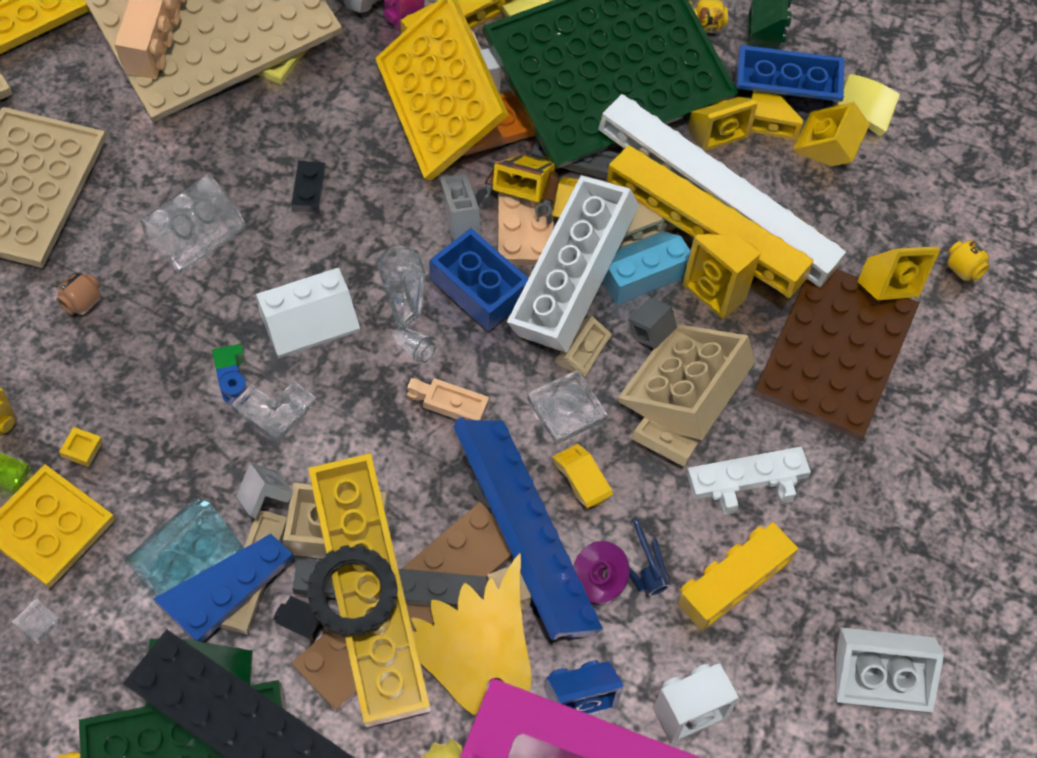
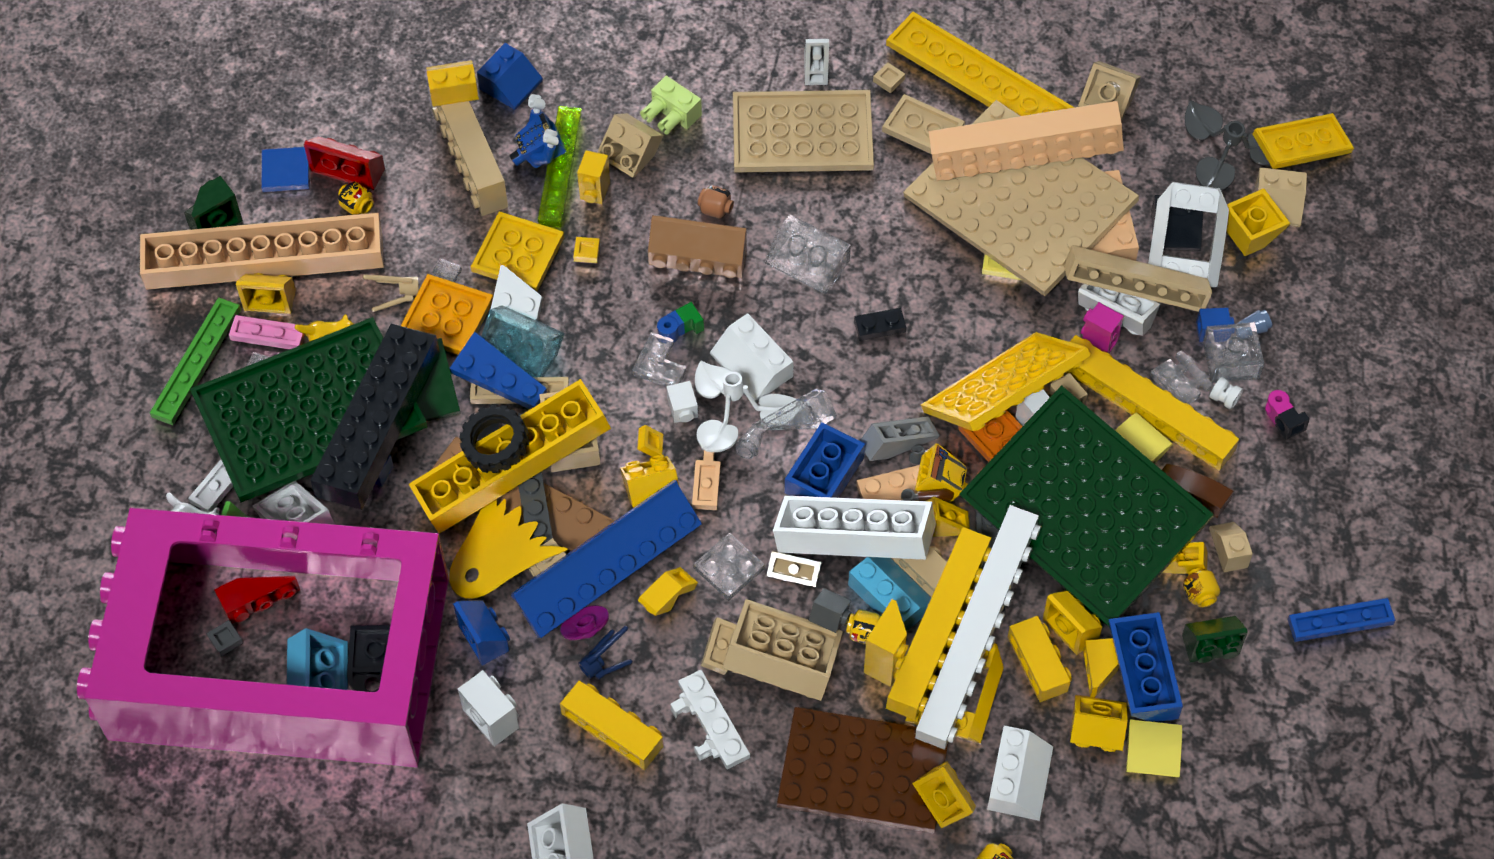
camera: 80 degrees right, 0 degrees up
(37, 672) = (407, 286): none -> tan plant
(74, 76) = (914, 119): none -> tan plate
(103, 633) = (448, 311): none -> light orange plate
(113, 541) = (516, 294): none -> white wing
(138, 324) = (697, 246): none -> medium nougat slope
(260, 483) = (589, 372): light grey panel -> none
(322, 357) = (710, 383): none -> white plant
(339, 397) = (682, 402): none -> white brick
(379, 445) = (650, 441): none -> yellow plate
(431, 457) = (647, 477): none -> yellow slope
(681, 296) = (861, 625): none -> yellow head
(758, 160) = (1039, 658): none -> yellow brick
(870, 218) = (1020, 774): none -> white slope

